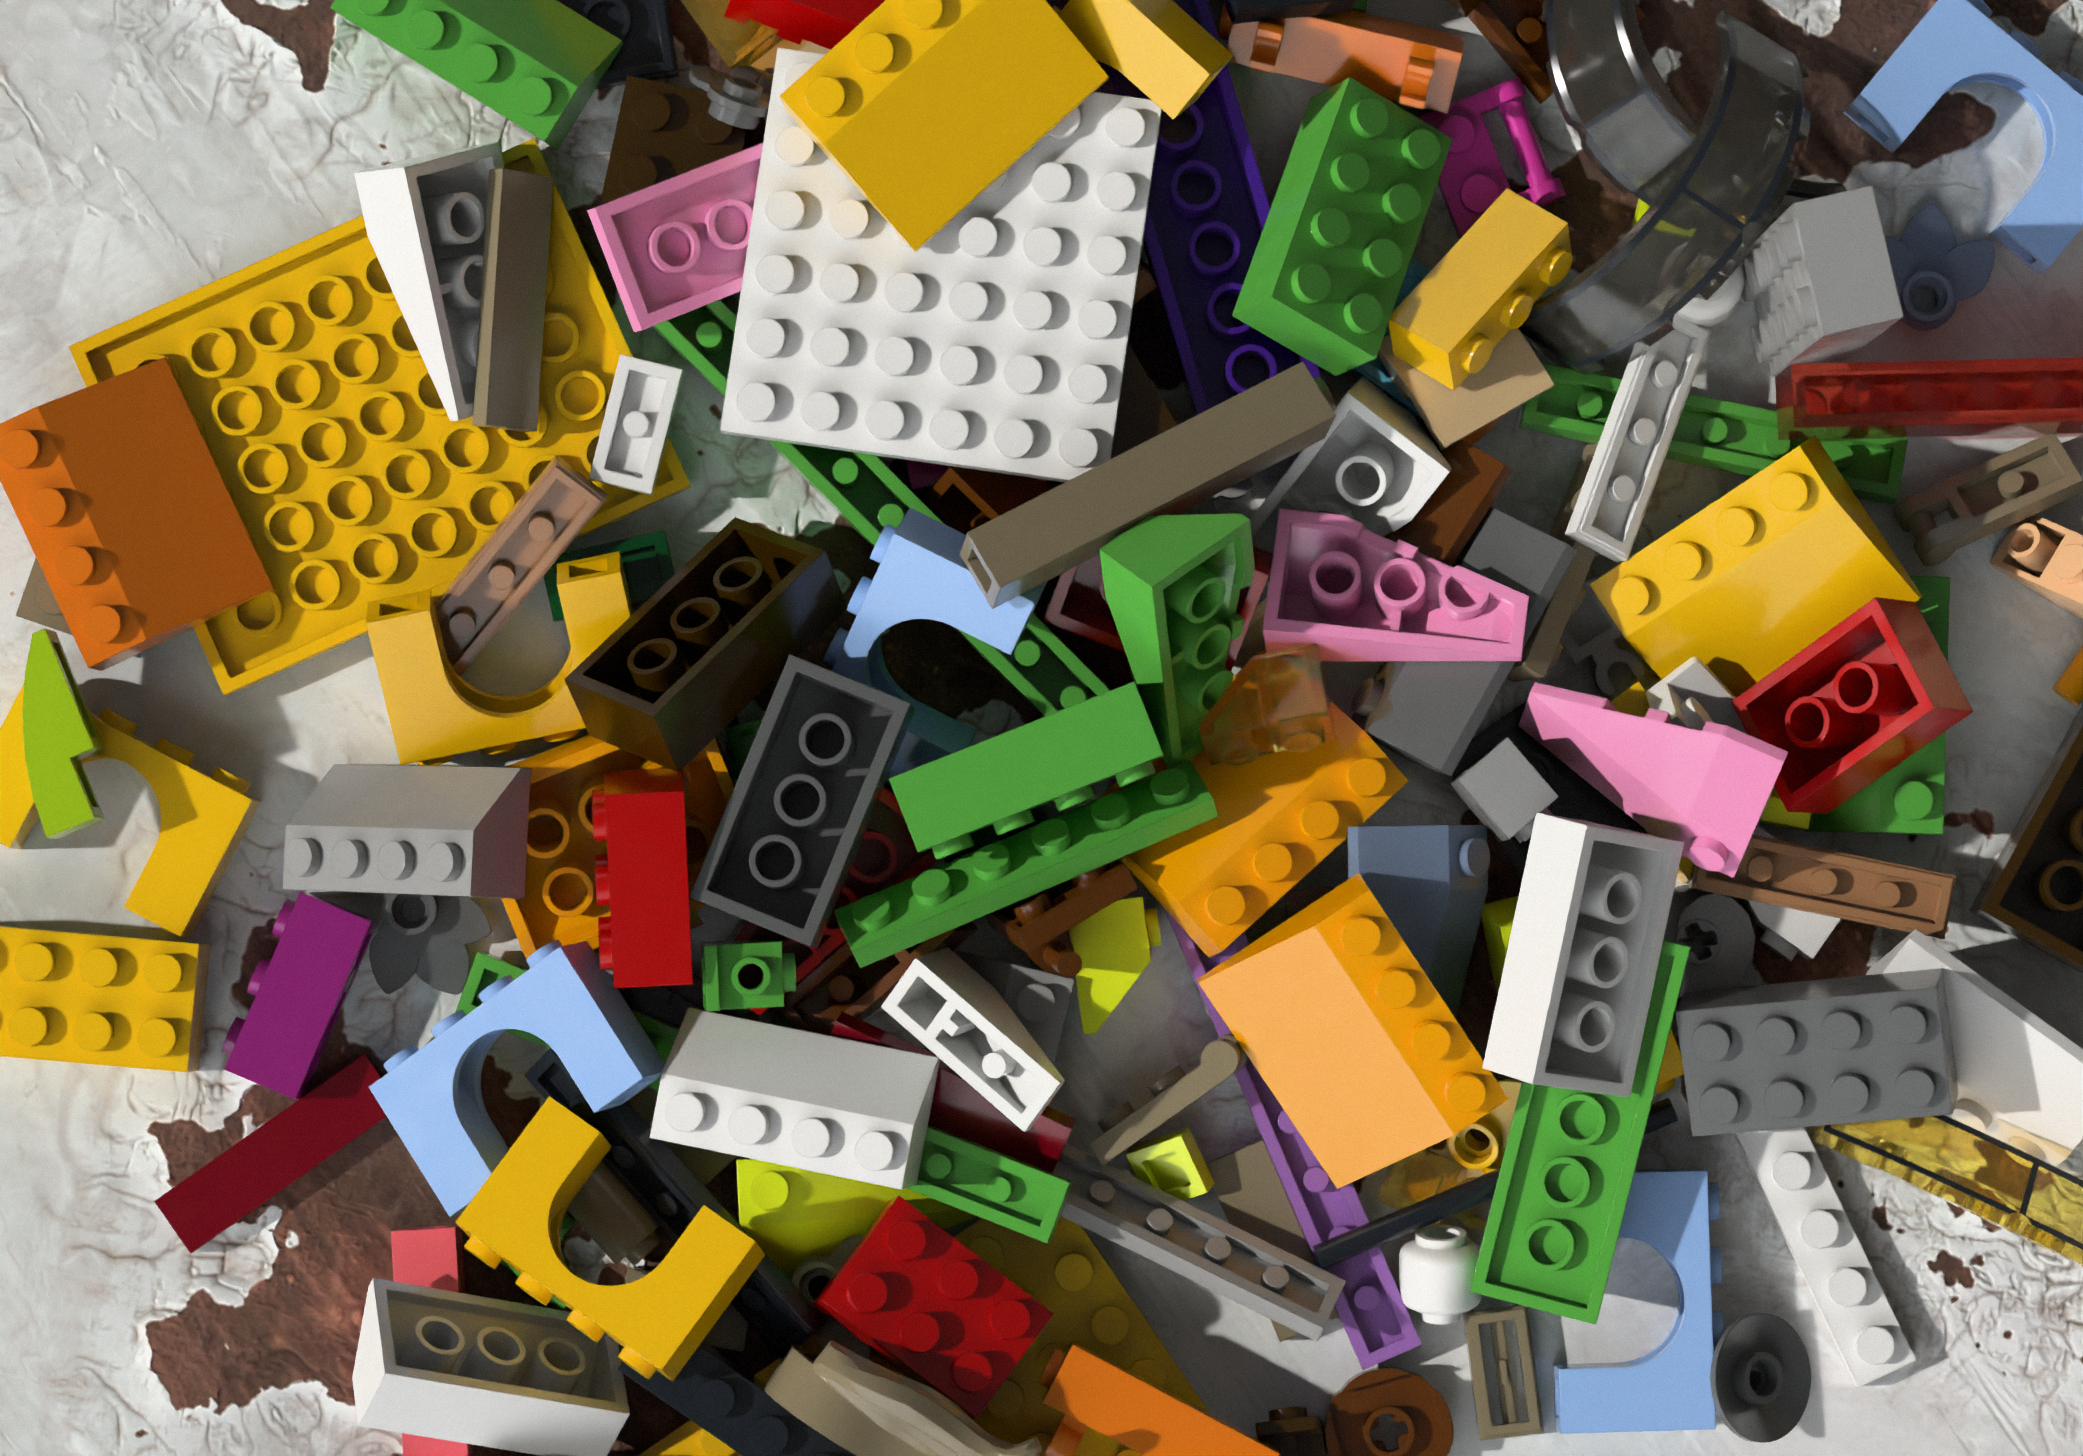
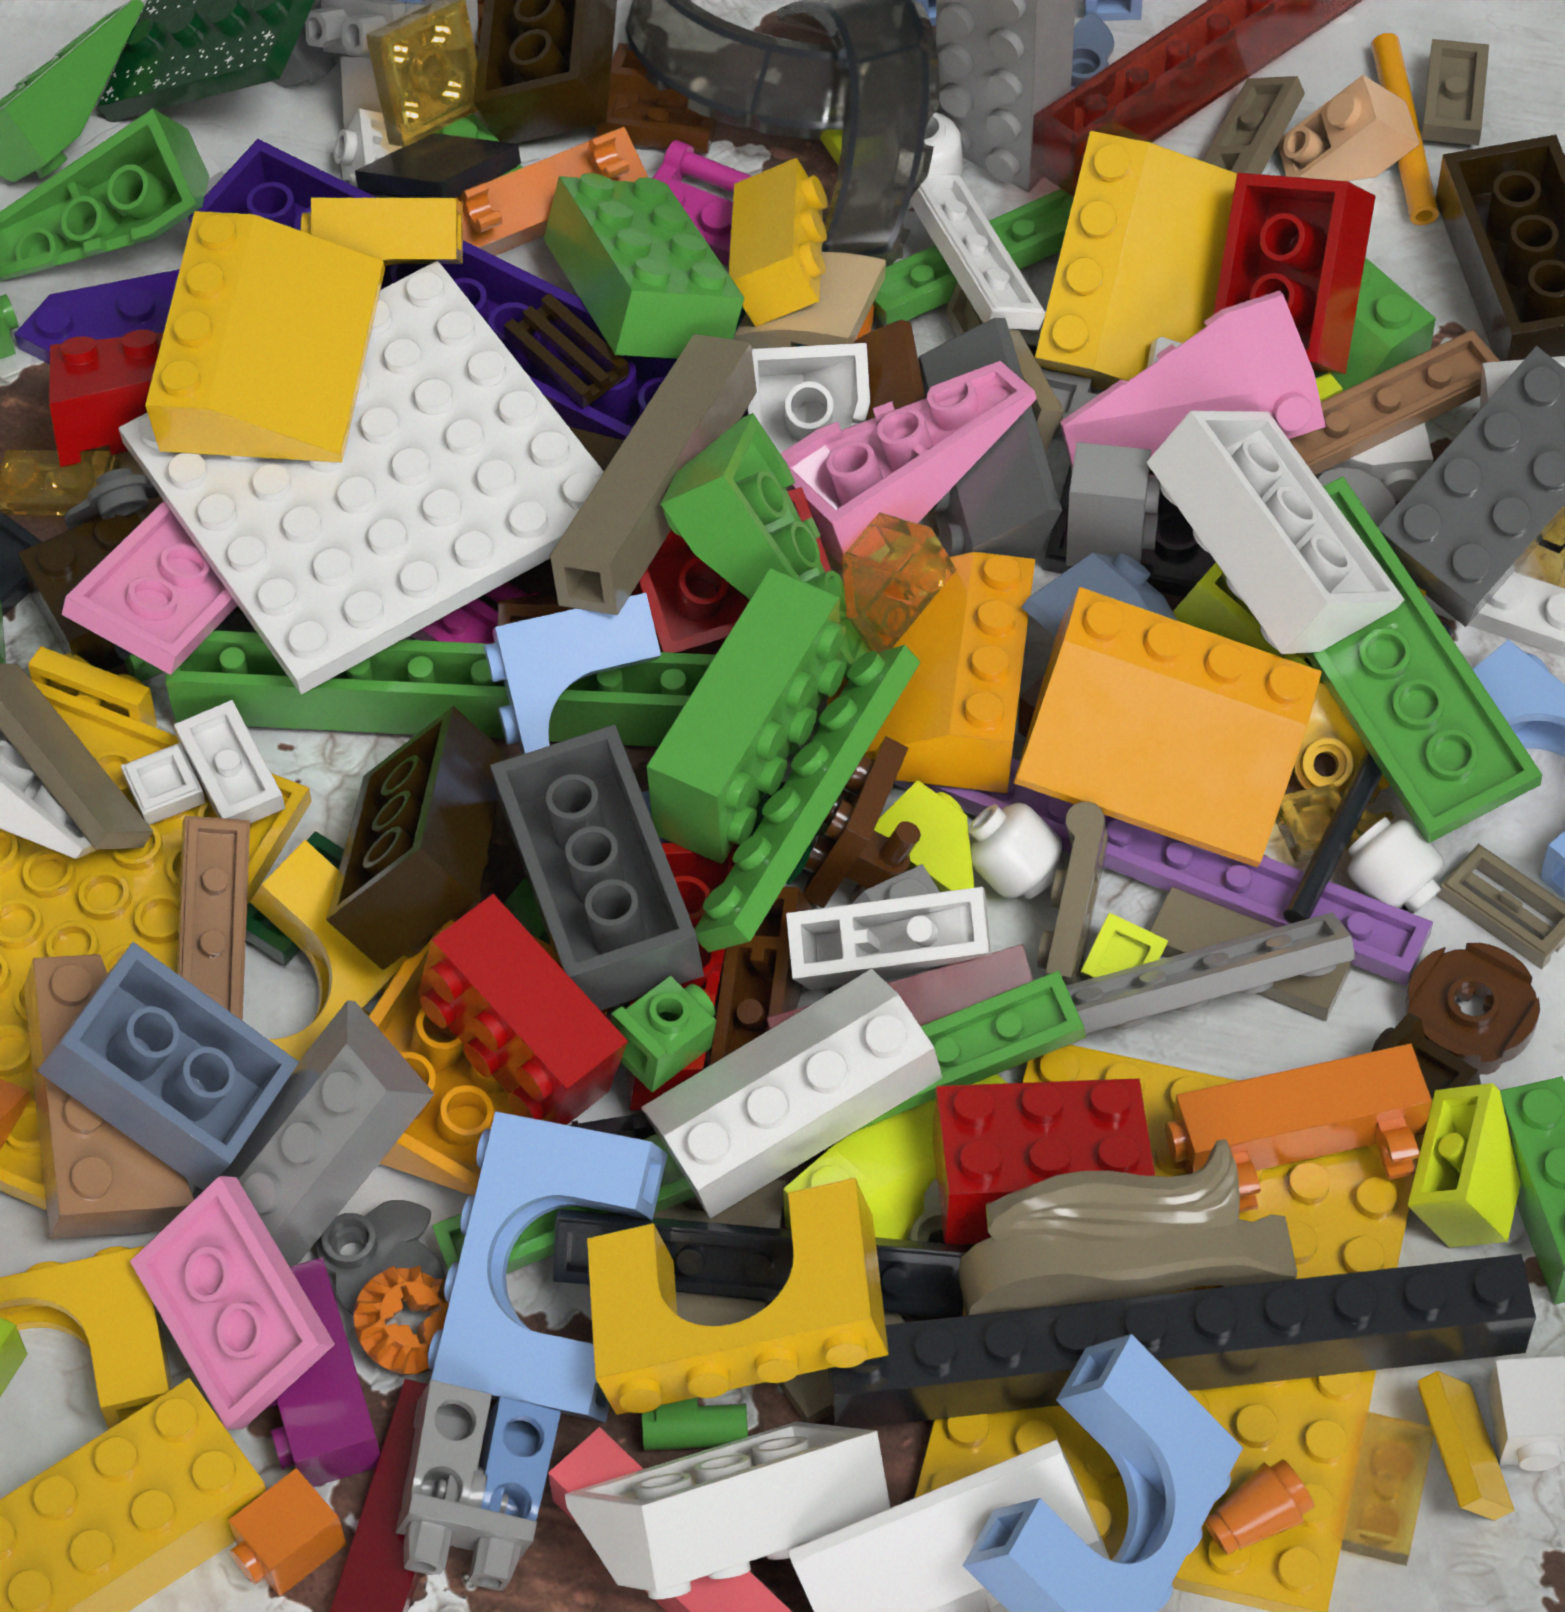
camera: 40 degrees left, 30 degrees down
(184, 1106) = (285, 1534): none -> orange brick
(265, 921) = (231, 1303): none -> bright pink plate
(294, 669) = (91, 1170): none -> medium nougat wedge
(338, 1188) = (470, 1505): none -> light grey hips
(354, 705) = (168, 1067): none -> sand blue brick
(388, 987) = (380, 1300): none -> orange gear
(577, 203) = (79, 678): none -> yellow plate
(577, 390) = (163, 784): none -> white tile
(1166, 1015) = (1015, 850): none -> white head
(1207, 207) = (554, 311): none -> dark brown tile

